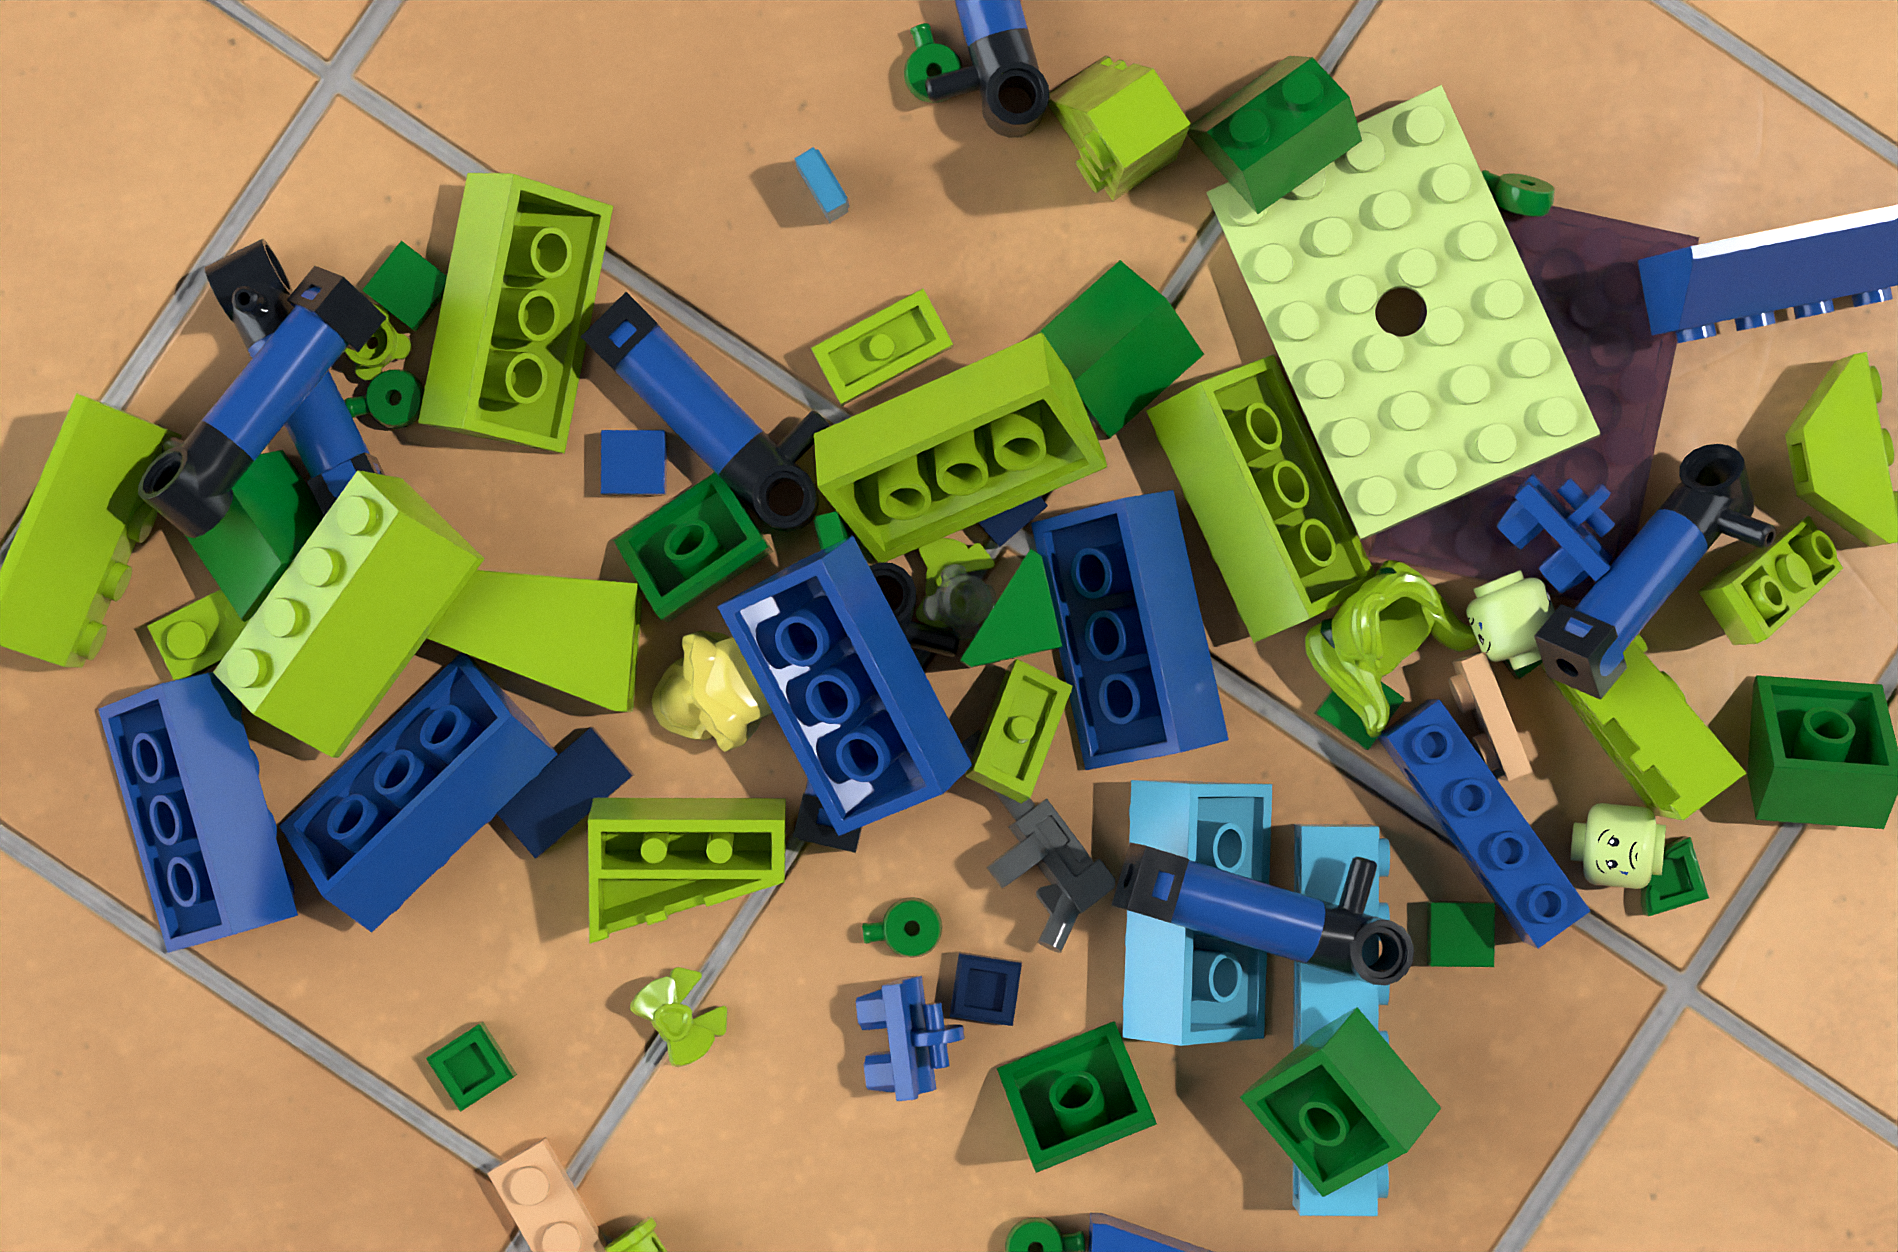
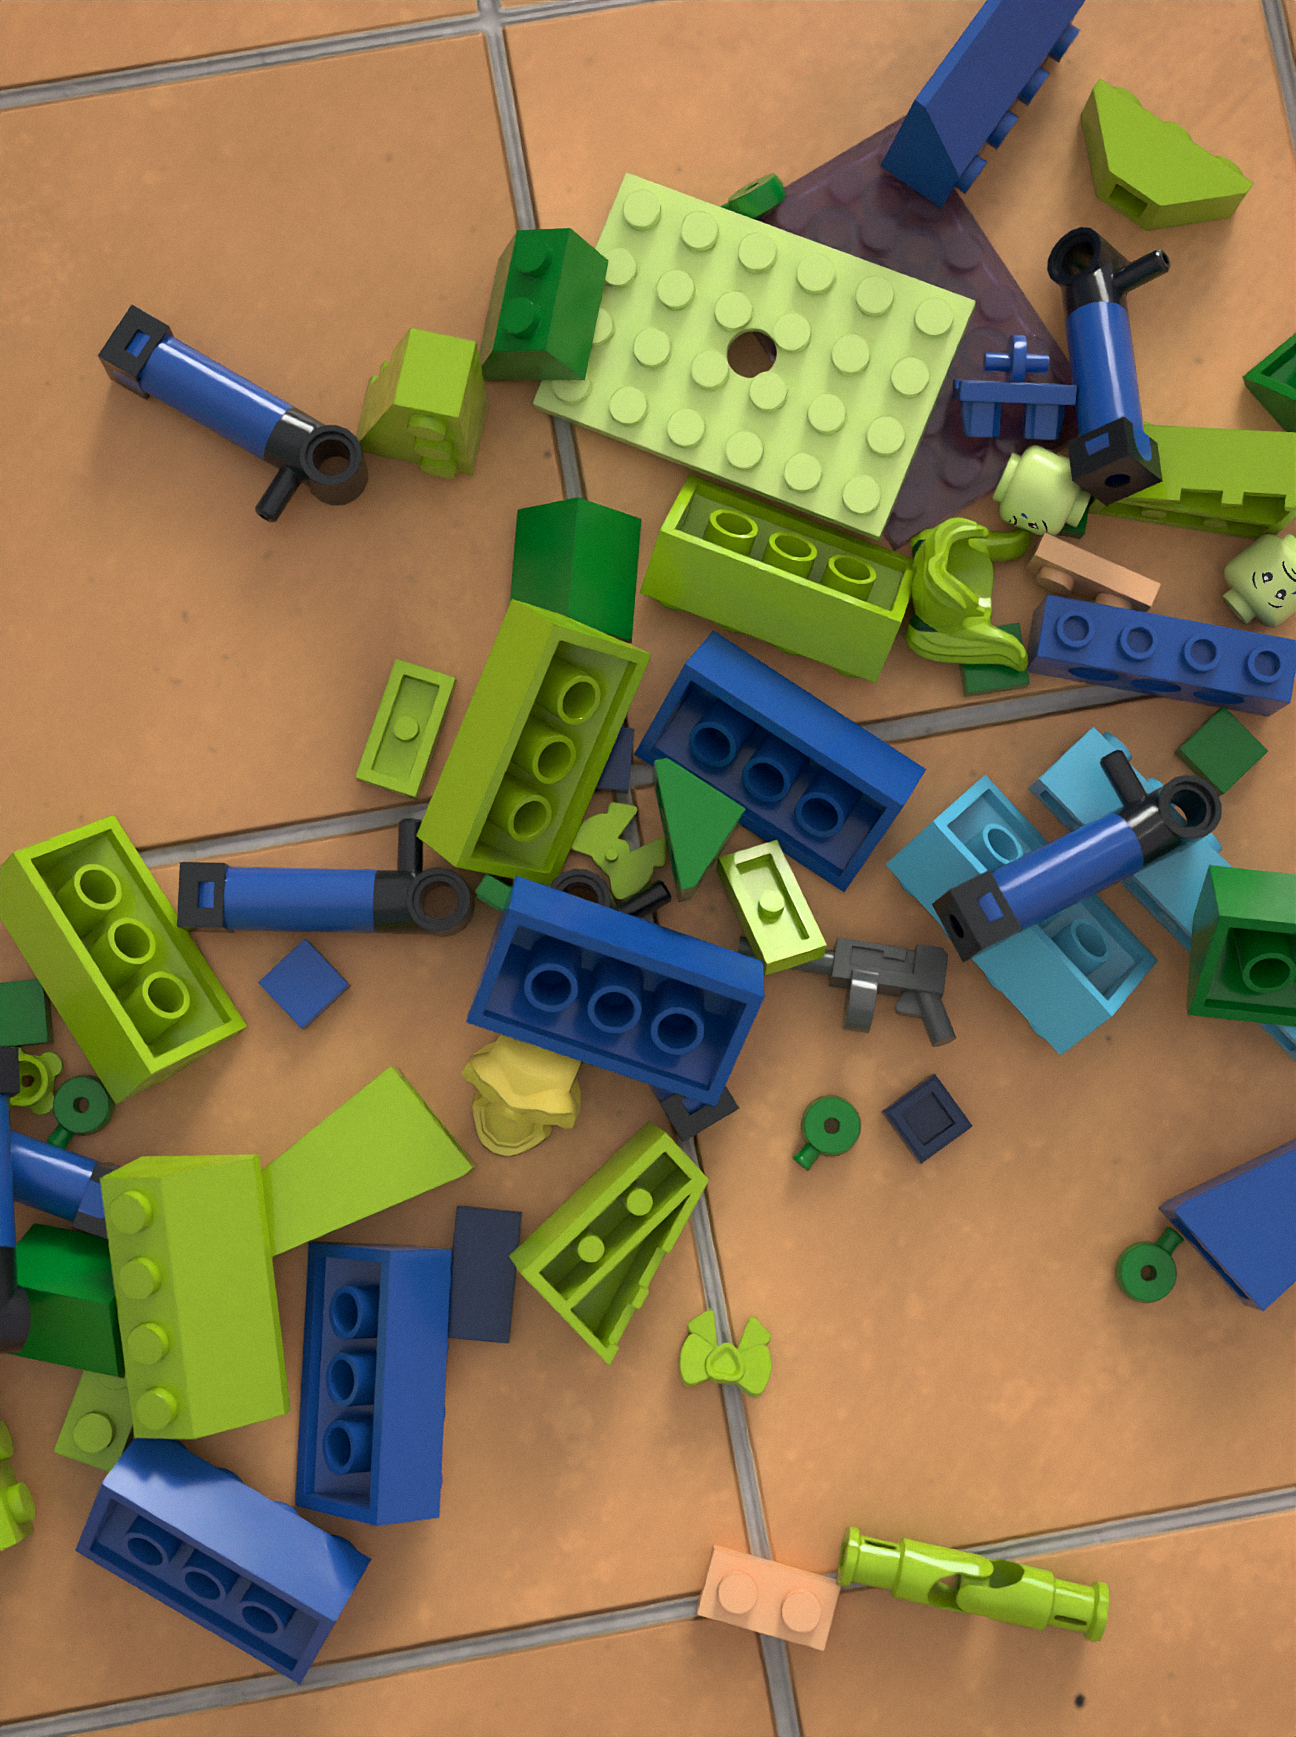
camera: 45 degrees left, 5 degrees down
(471, 1066) = (608, 1545): green tile -> none
(692, 547) = (406, 1002): green slope -> none
(822, 184) = (251, 654): dark azure tile -> none
(914, 1035) = (913, 1202): blue hips -> none
(925, 57) = (242, 496): green piece -> none
(978, 600) = (647, 839): clear plate -> none
(1076, 1096) = (1070, 1132): green slope -> none
(1771, 583) = (1193, 302): lime slope -> none

